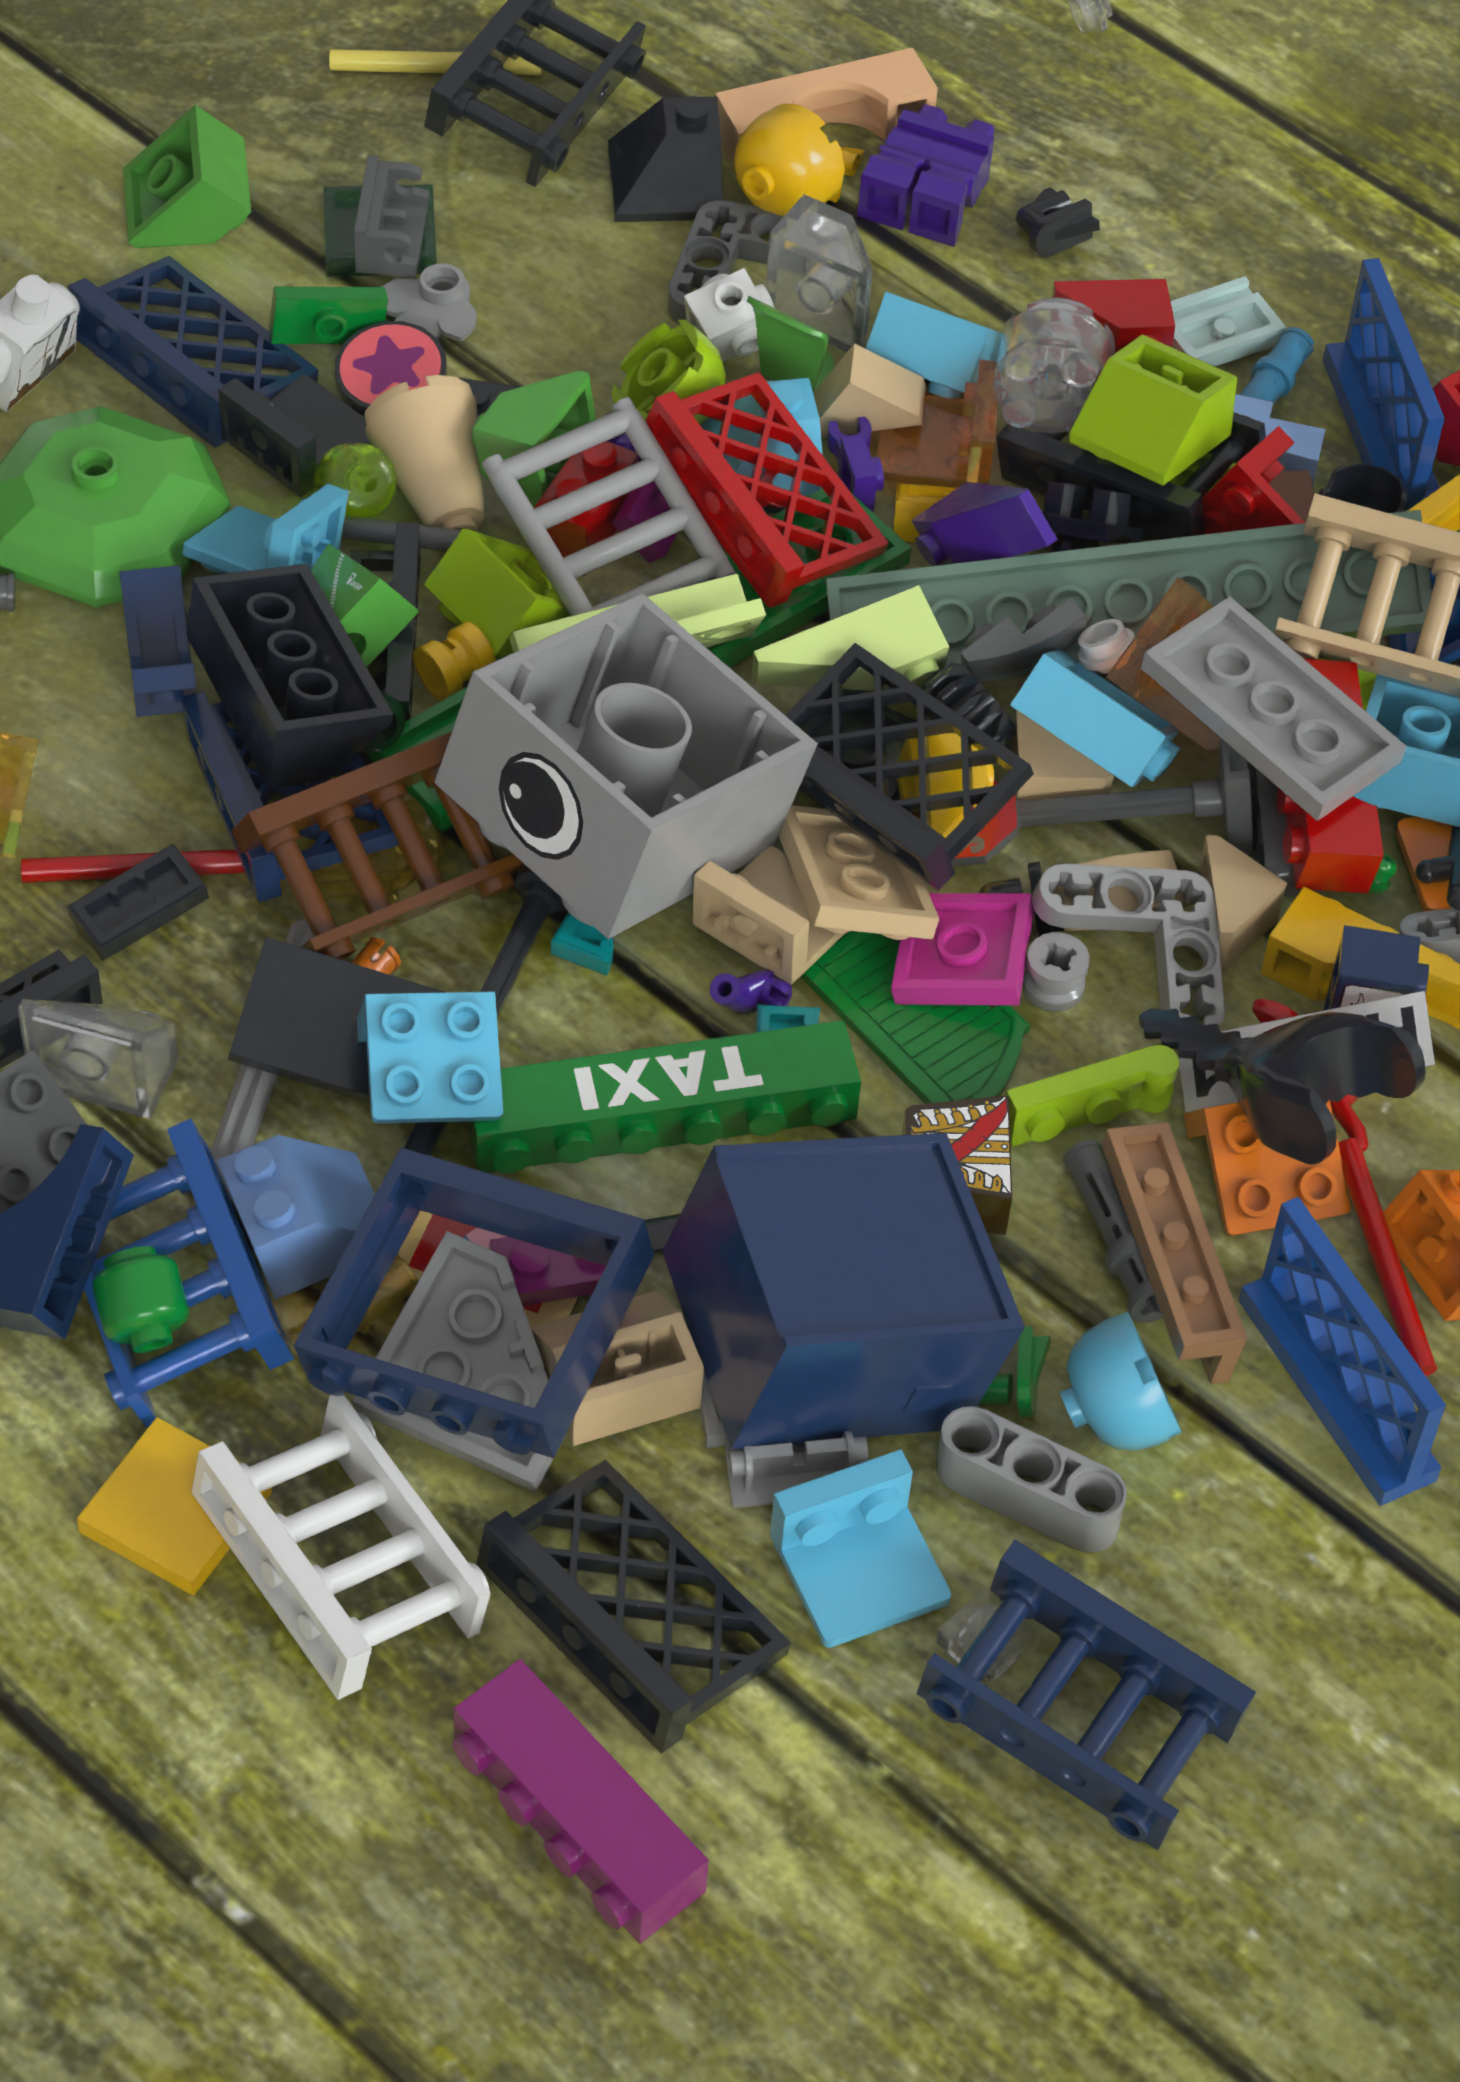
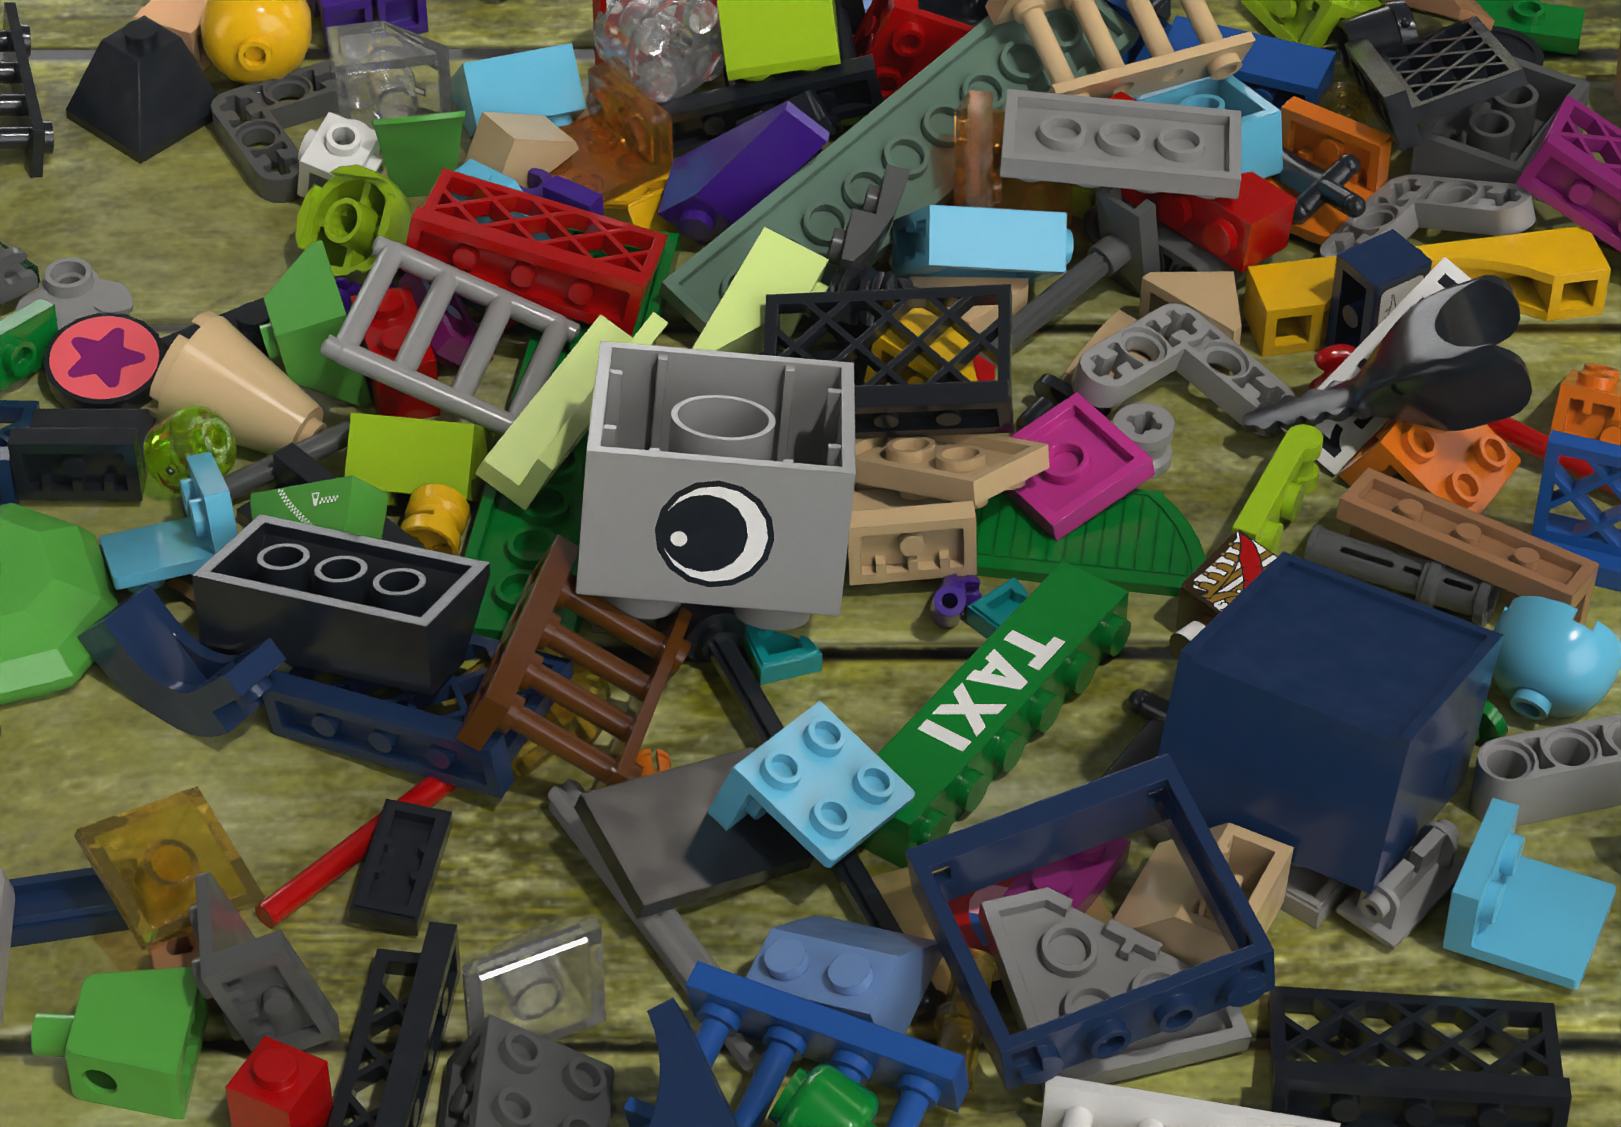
camera: 40 degrees left, 10 degrees down
(1103, 645) = (932, 187): white plate -> none

